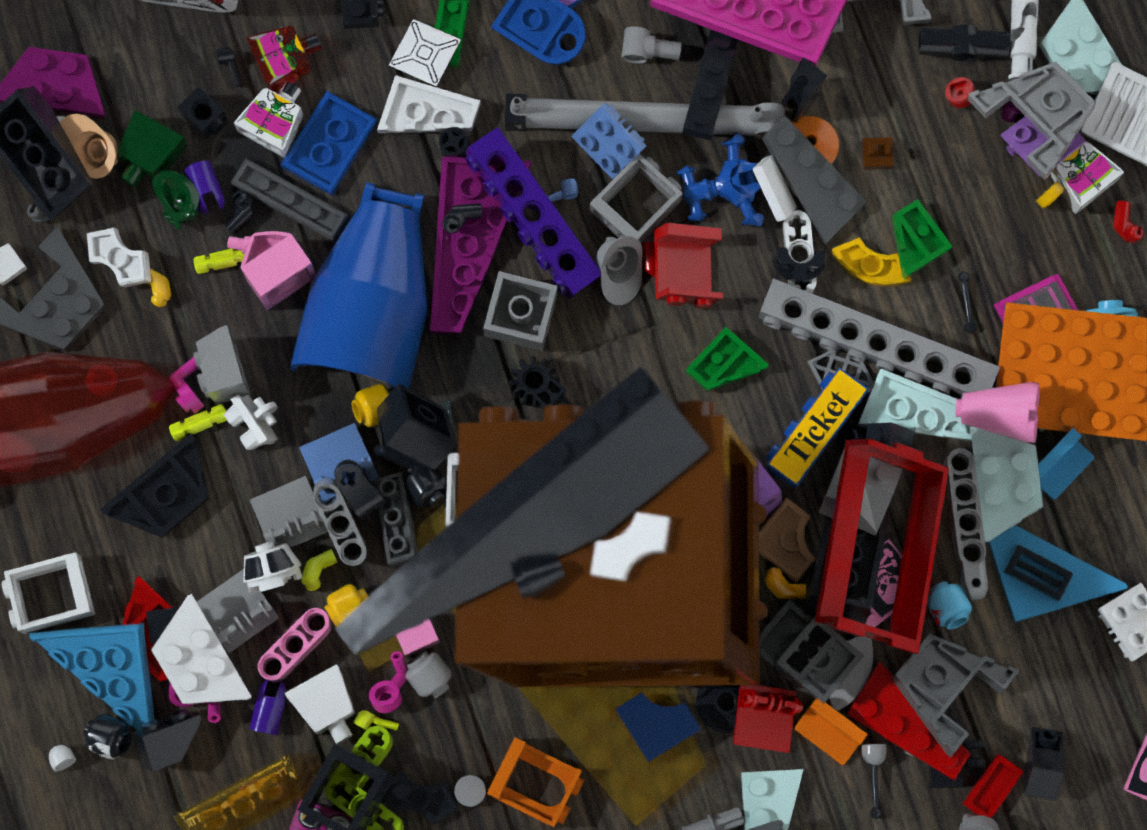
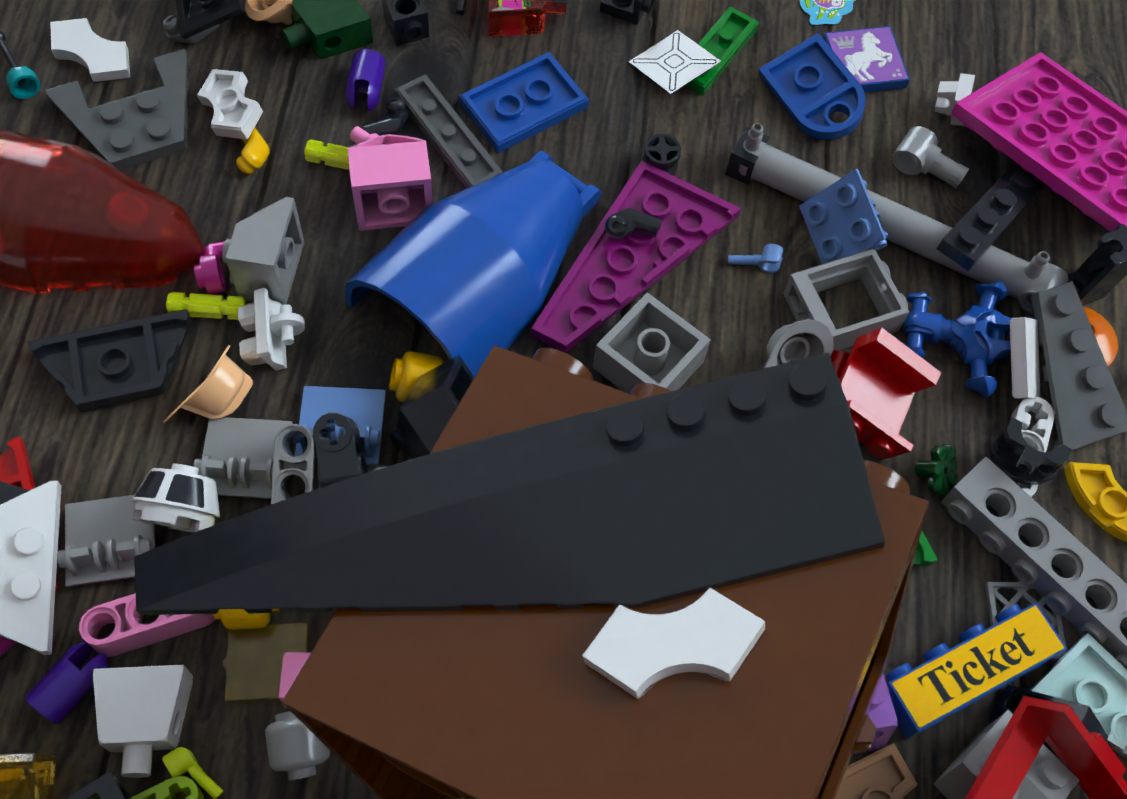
camera: 20 degrees right, 15 degrees down
(177, 196) = (329, 73): dark green hat -> none
(244, 483) = (220, 392): none -> light nougat piece
(272, 119) = (474, 48): torso -> none
(390, 689) = (227, 741): dark pink plate -> none
(425, 108) = (646, 109): white wing -> none
(496, 147) = (708, 167): dark purple brick -> none
(538, 577) = (489, 621): black cone -> none
(748, 298) = (939, 469): none -> dark green plant

